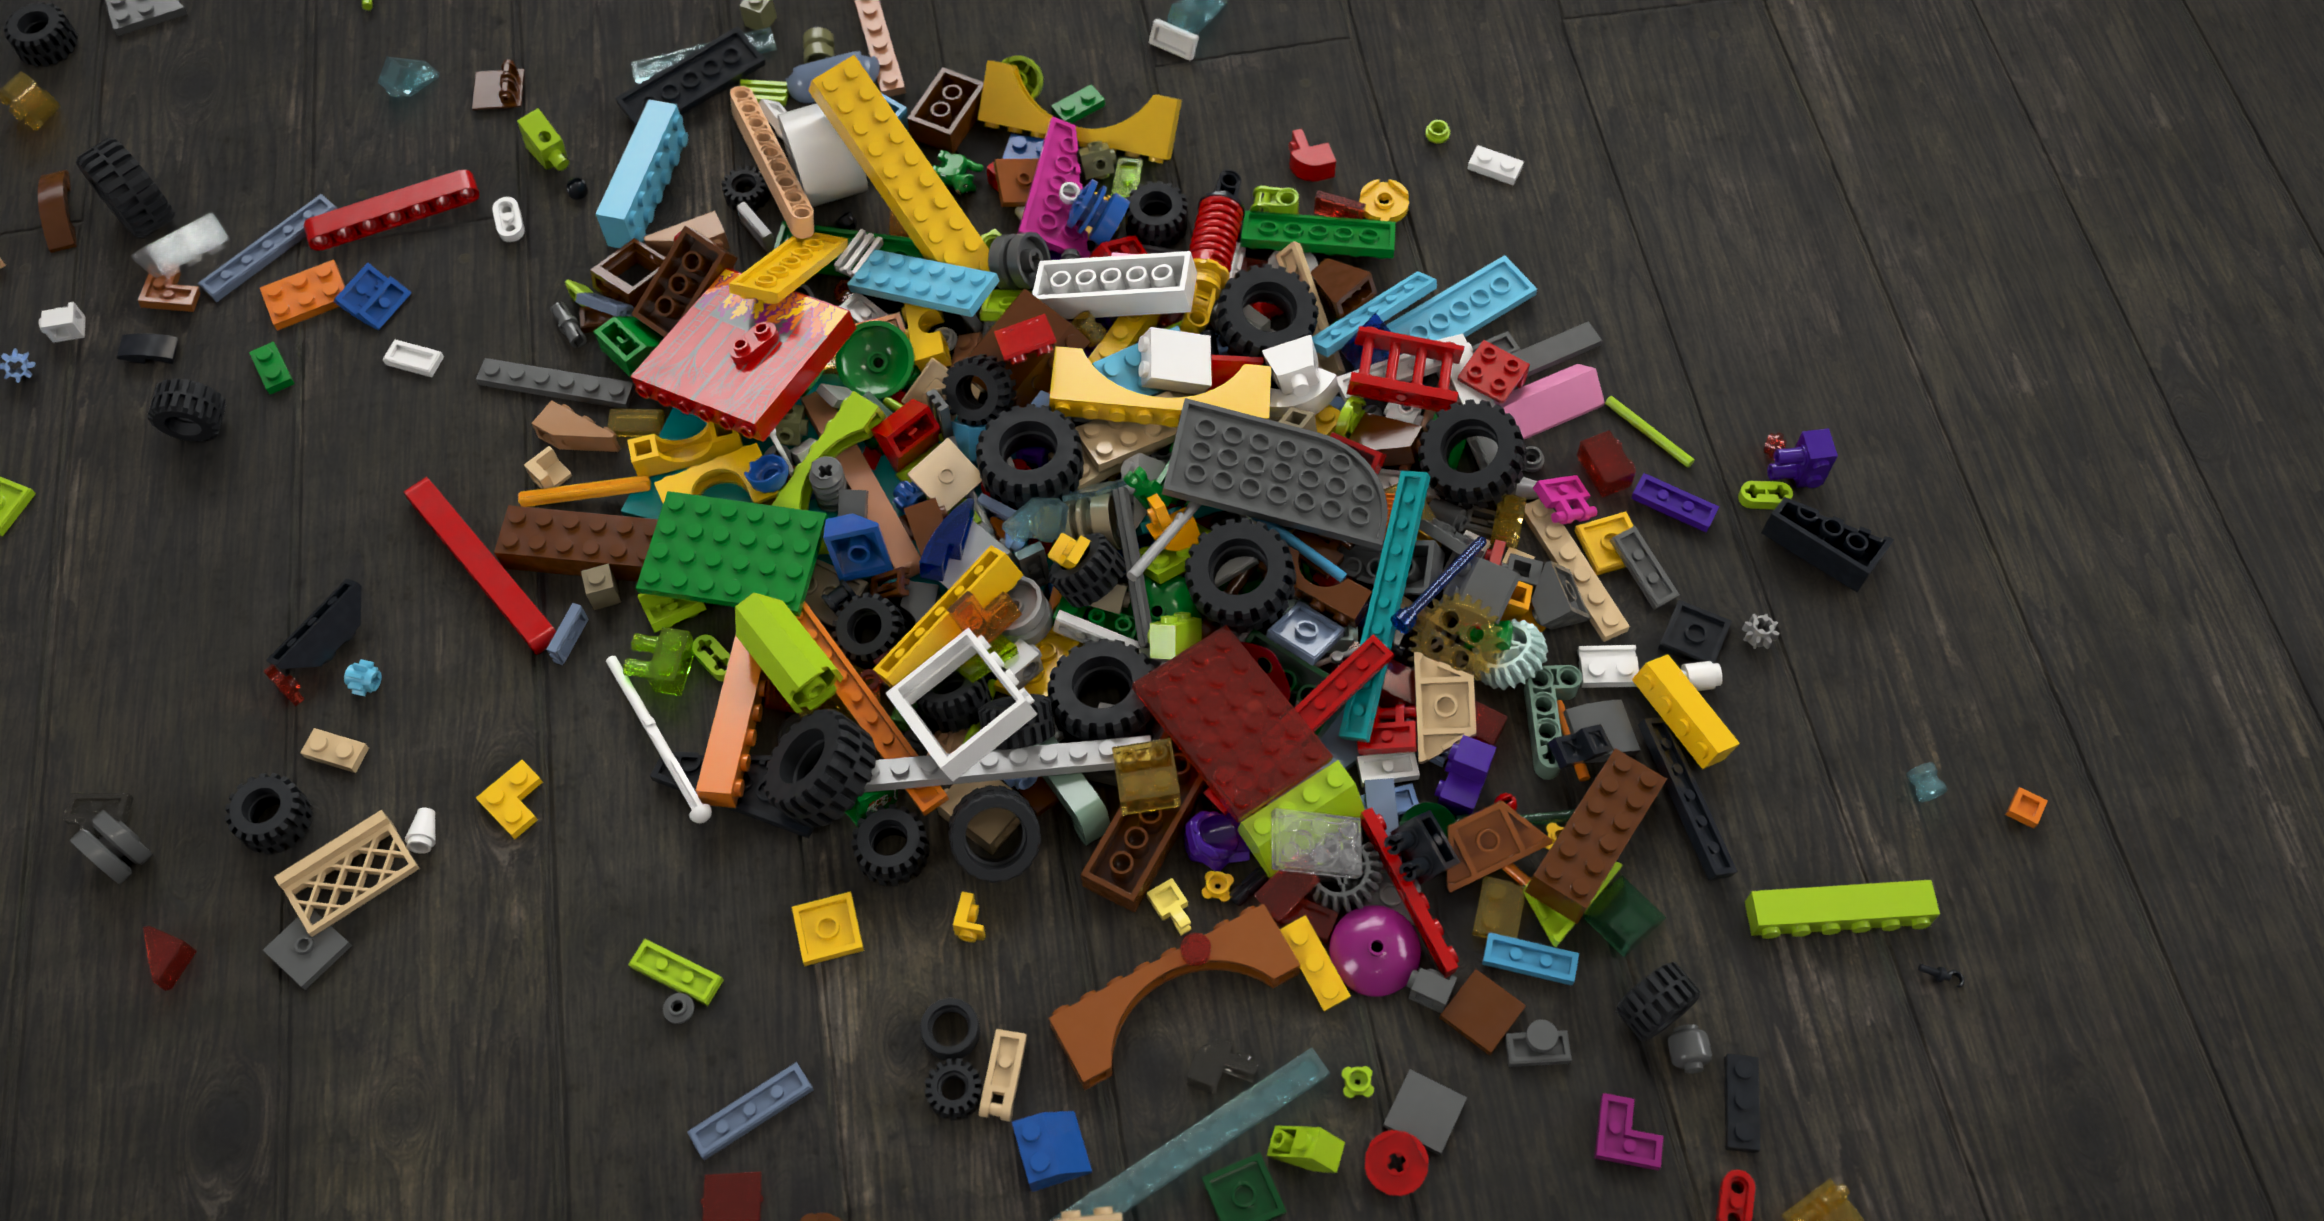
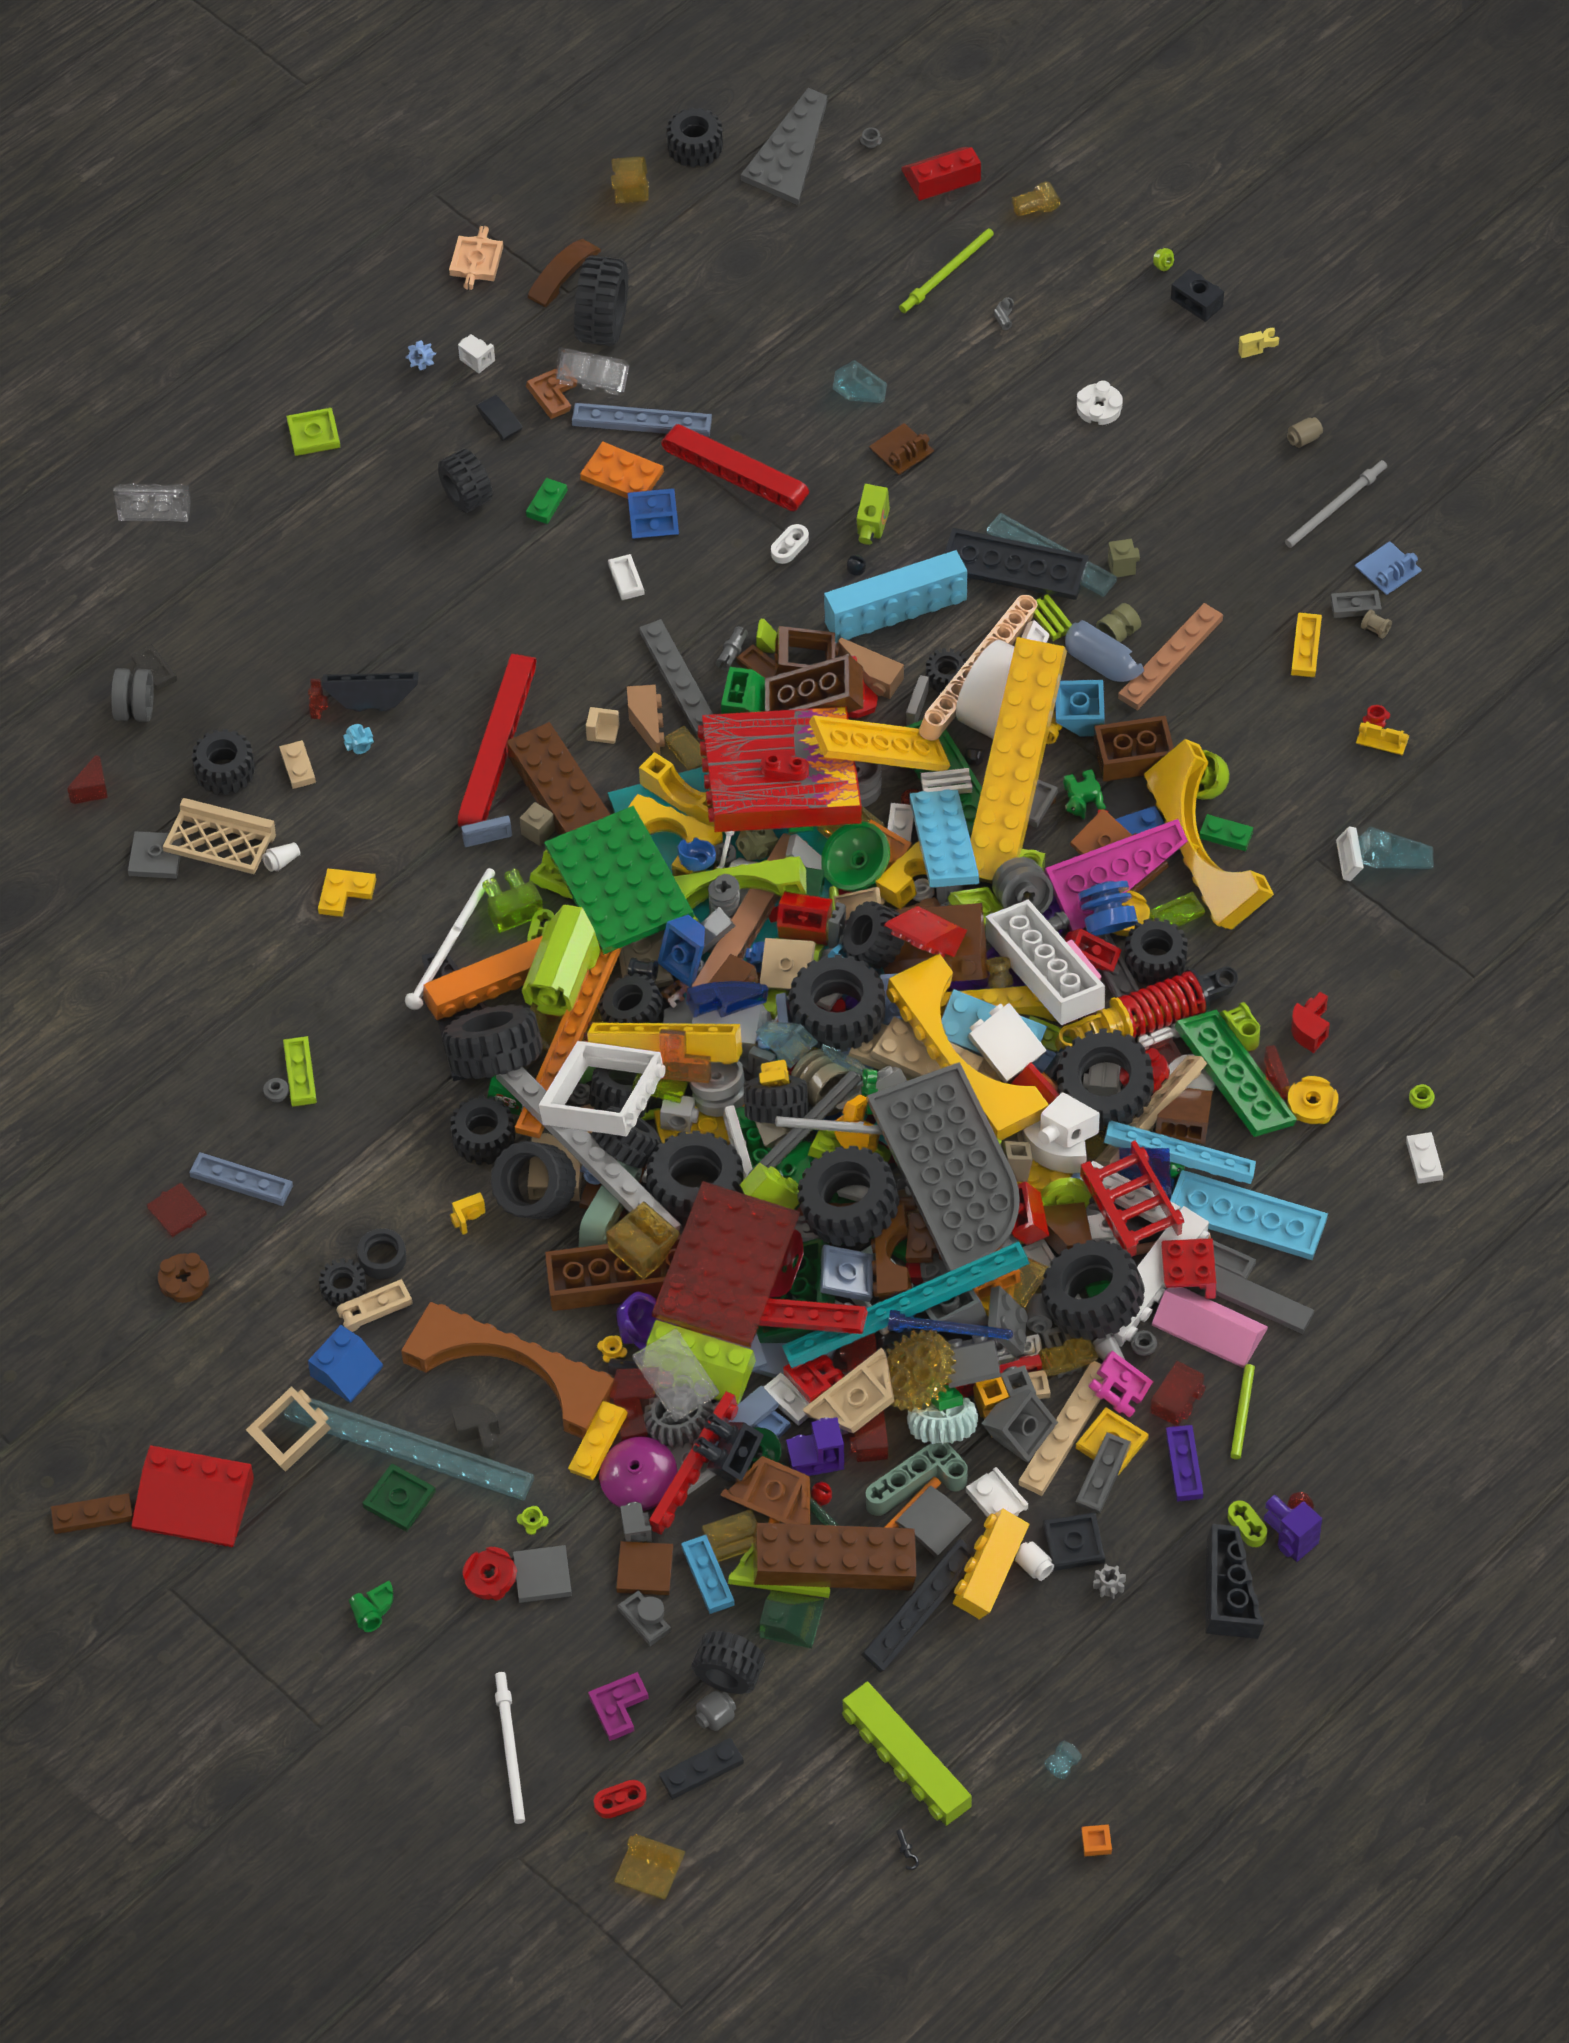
camera: 55 degrees right, 5 degrees down
(584, 491) = (604, 759): light orange axle -> none
(604, 304) = (761, 656): sand blue tile -> none
(827, 928) = (396, 1135): yellow plate -> none
(1067, 191) = (1114, 872): white hinge -> none
(1097, 160) = (1174, 878): olive brick -> none
(1170, 902) = (574, 1325): light yellow plate -> none
(1195, 949) = (545, 1356): clear red tile -> none
(1306, 1148) = (459, 1514): lime slope -> none
(1307, 551) = (910, 1228): dark azure bar -> none
(1580, 746) = (900, 1507): black slope -> none

